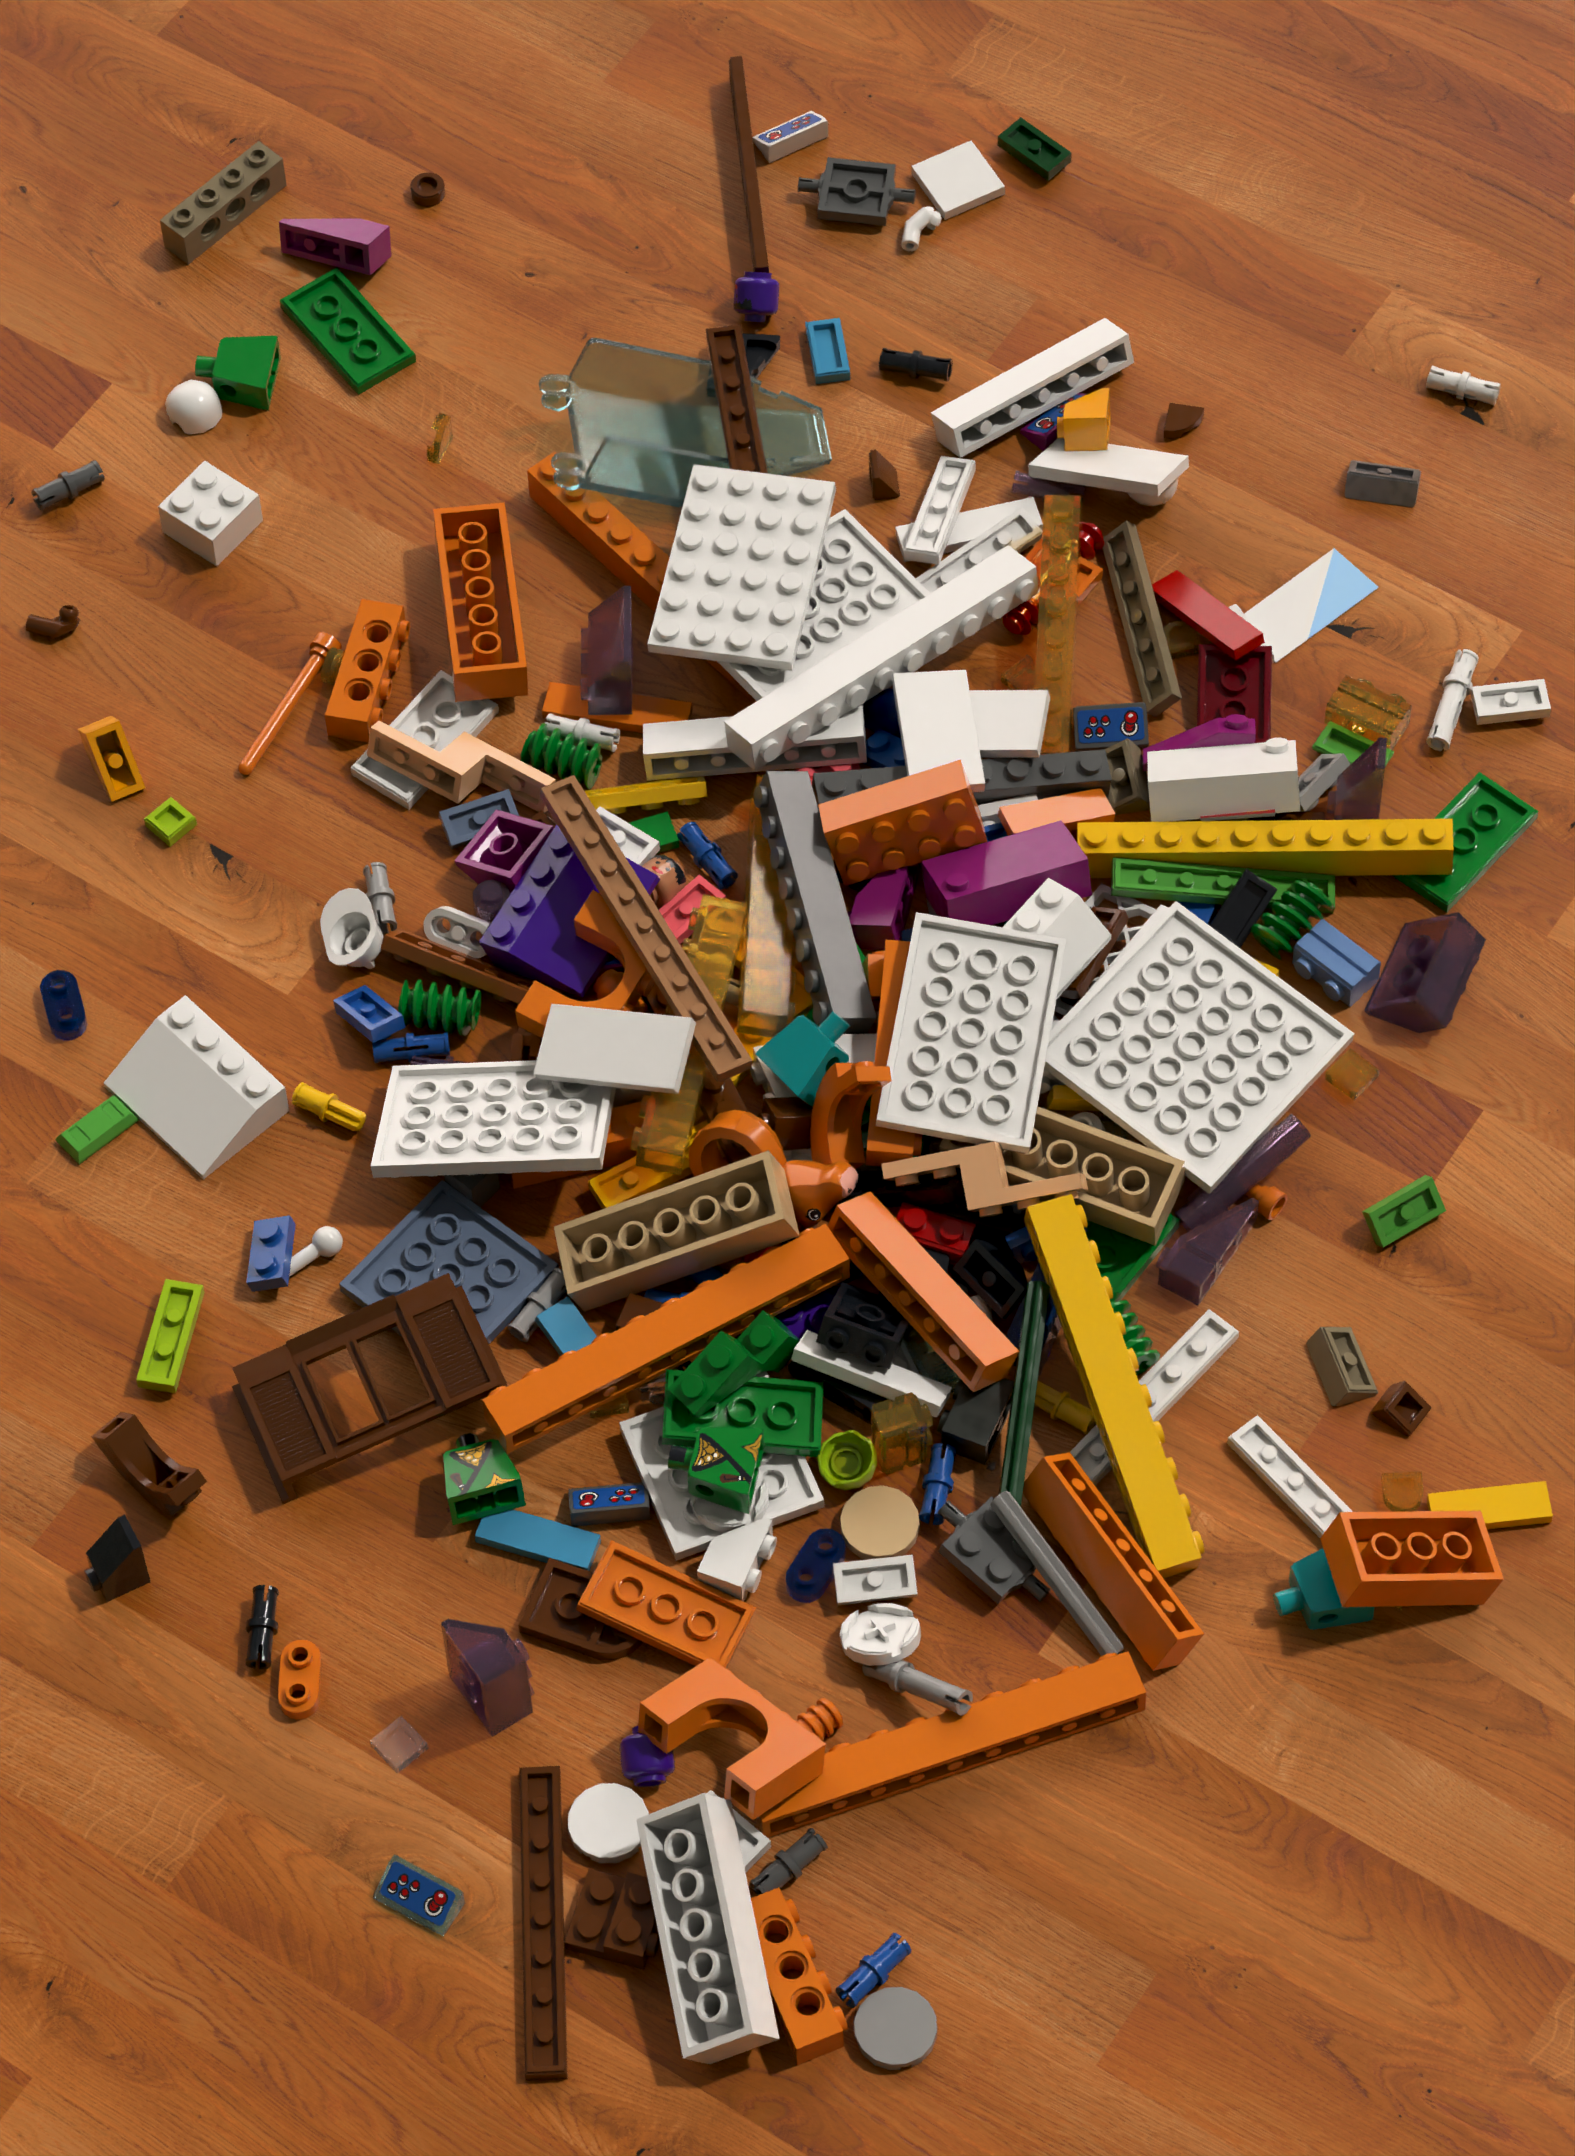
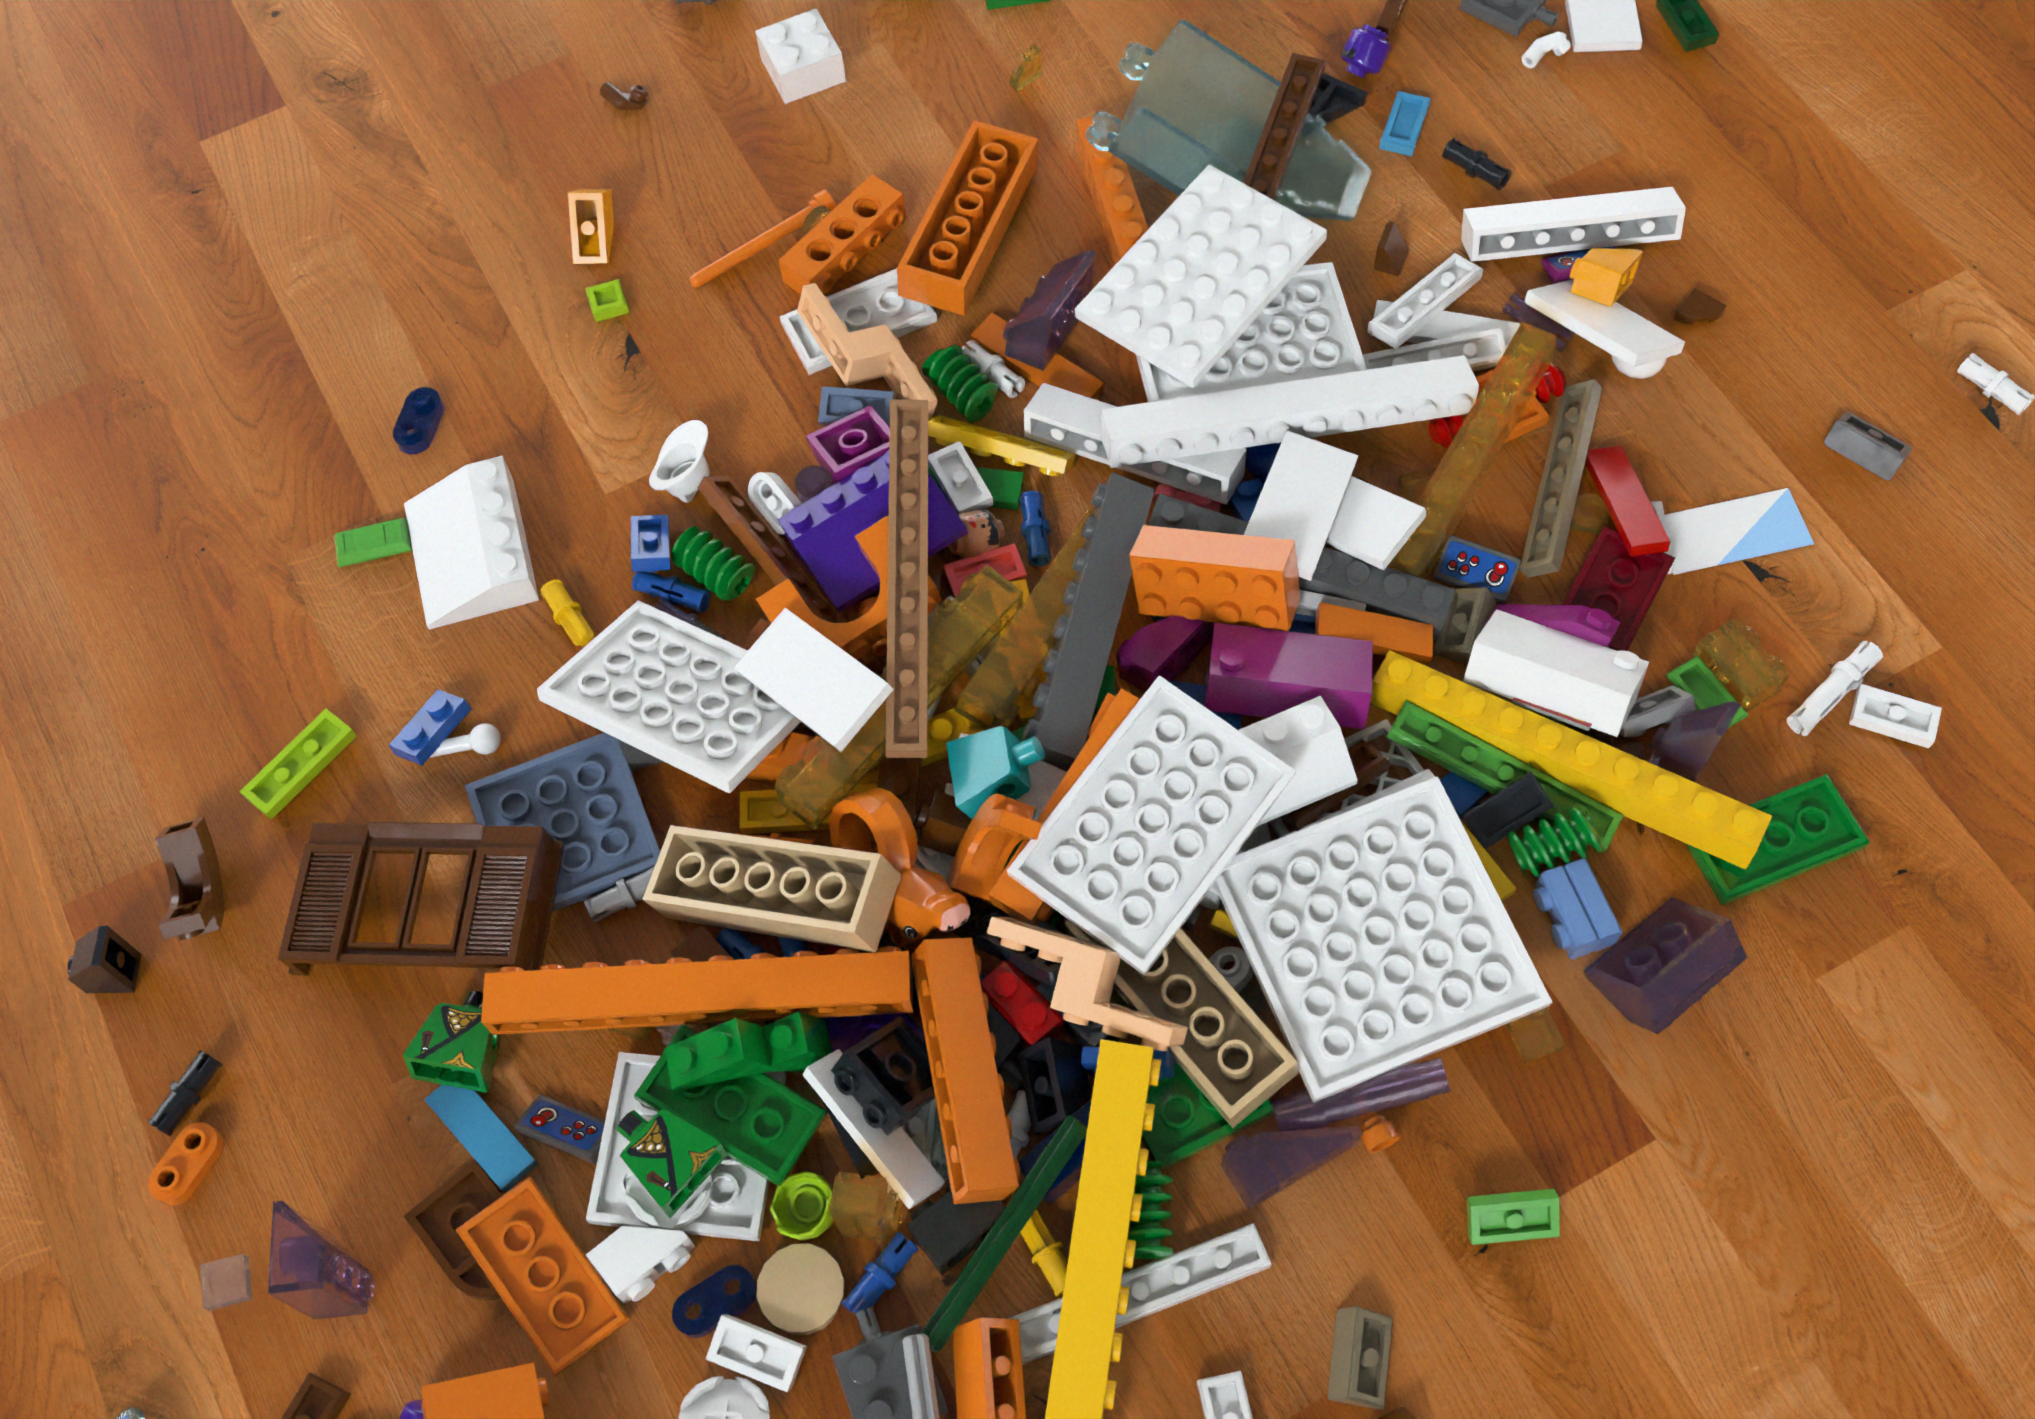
camera: 30 degrees right, 5 degrees up
(380, 896) = (730, 442): light grey pin -> none
(565, 1327) = (631, 932): dark azure tile -> none

